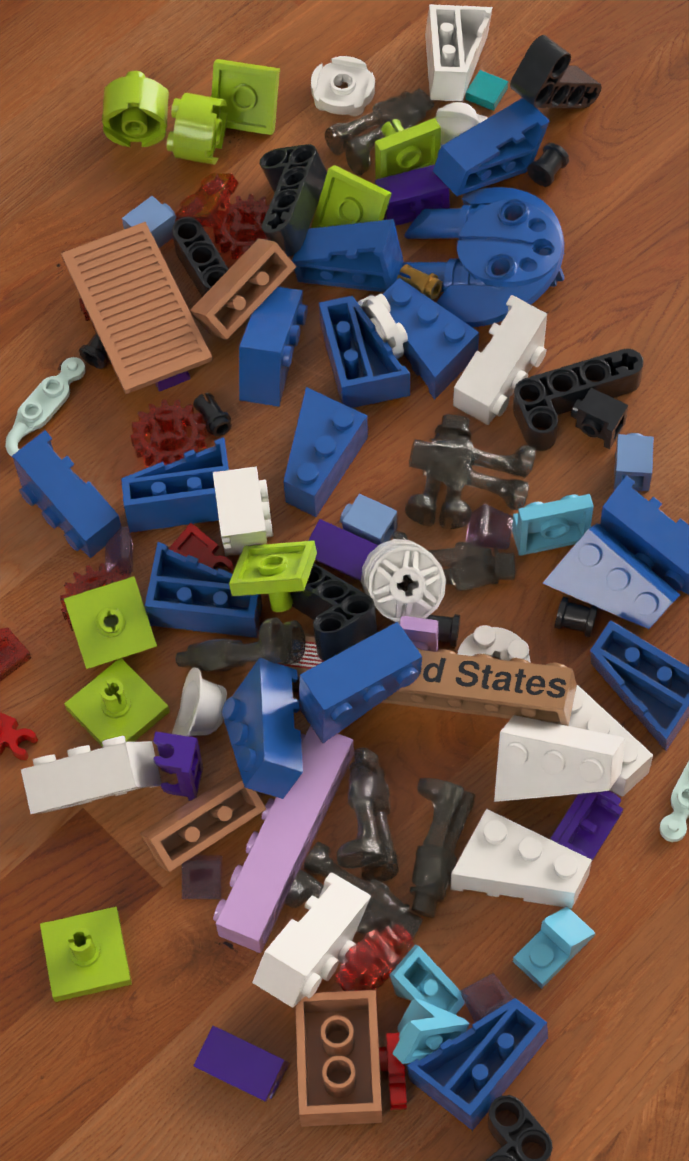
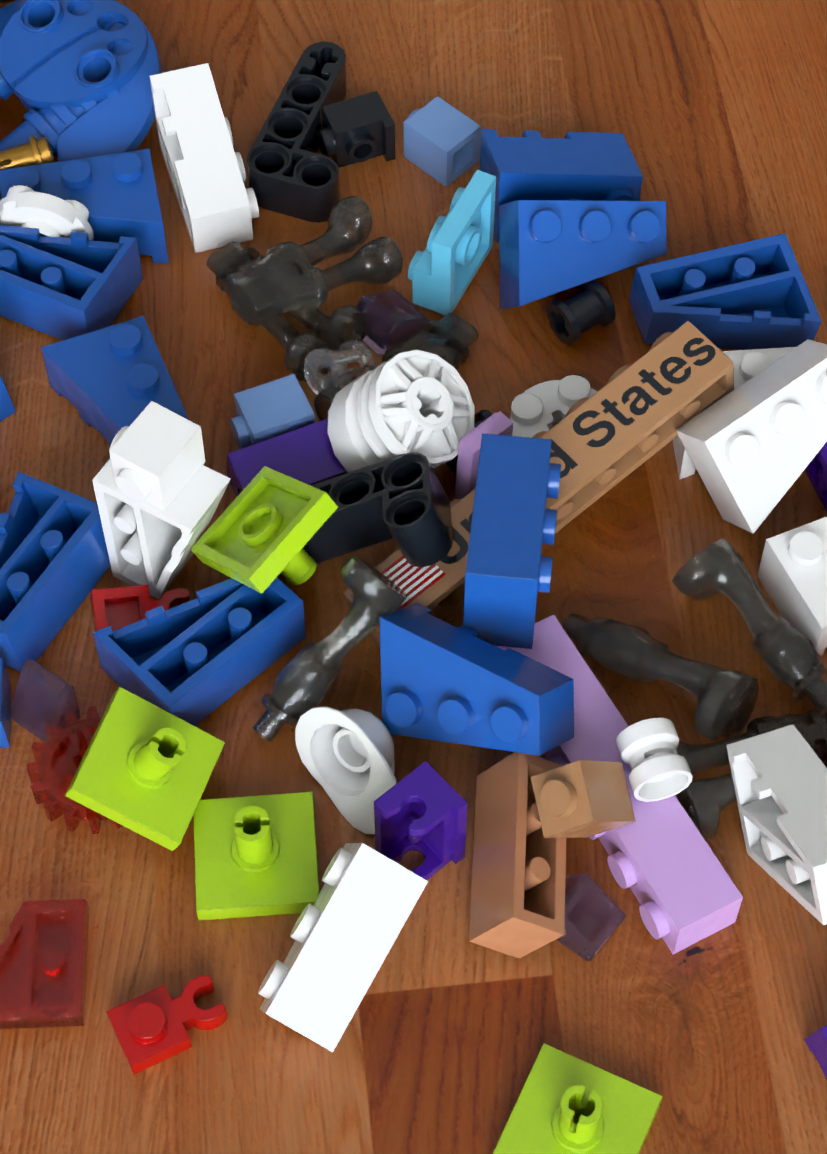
camera: 55 degrees left, 5 degrees down
(238, 488) = (156, 456): none -> white brick
(242, 825) = (582, 799): none -> medium nougat brick
(294, 843) = (653, 758): none -> white wheel
(428, 528) = (337, 359): none -> clear bush

